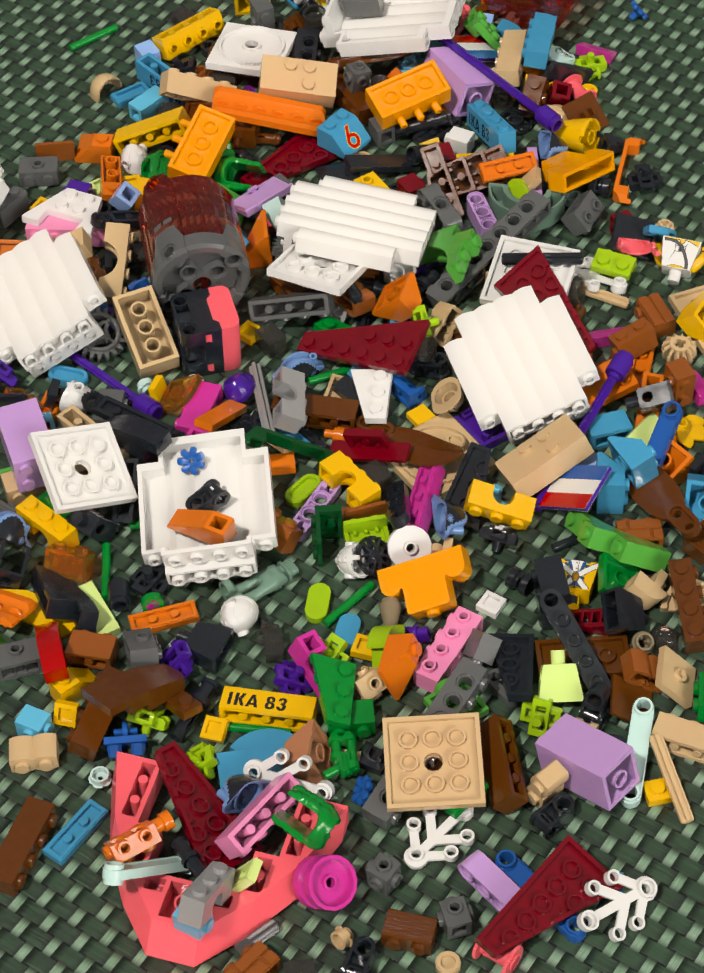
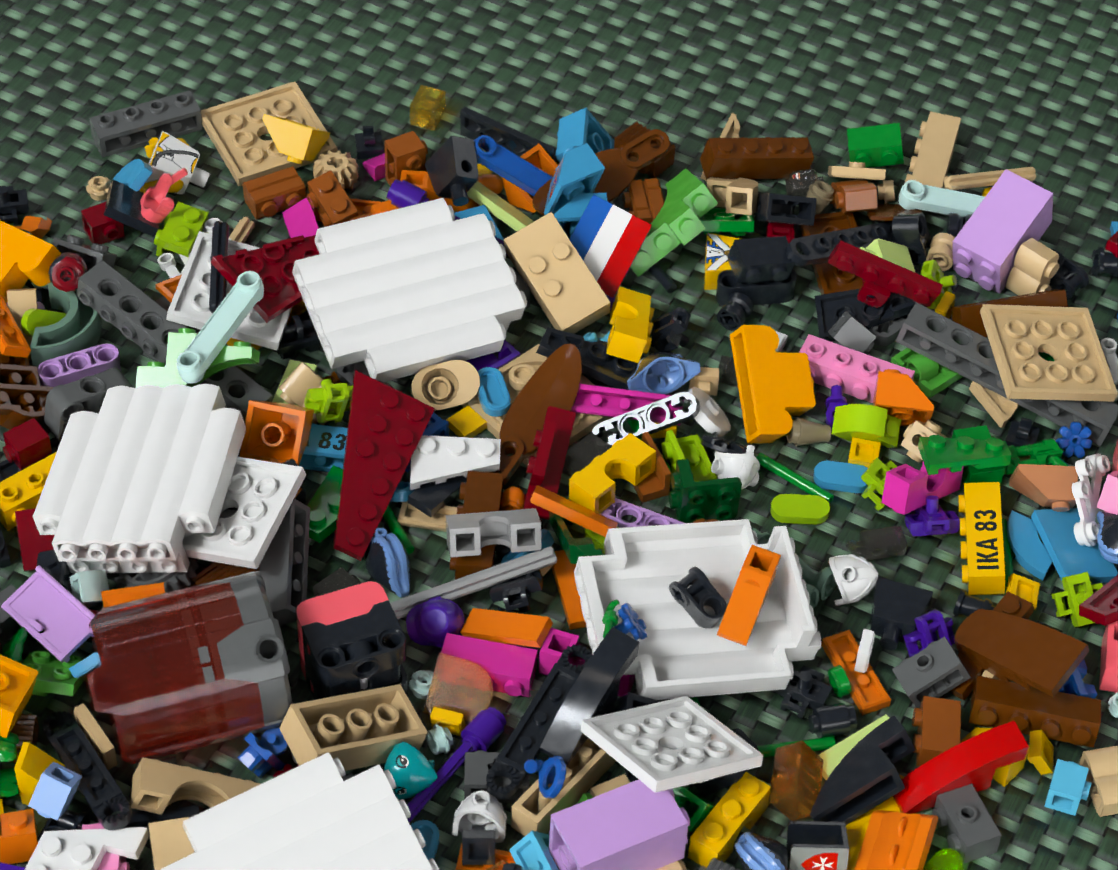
camera: 100 degrees left, 0 degrees up
(84, 415) = (550, 772): none -> blue piece
(118, 364) = (409, 770): none -> teal piece
(168, 612) = (864, 651): none -> white tile
(187, 441) = (610, 619): none -> green hand
(314, 452) = (572, 511): none -> orange tile
(440, 238) = (220, 327): none -> light aqua piece
(441, 424) = (493, 392): none -> dark azure tile
(517, 719) = (945, 304): none -> yellow tile
(519, 652) = (883, 277): none -> dark red plate
(548, 188) = (67, 262): none -> dark red head
(662, 703) = (886, 191): none -> tan plate

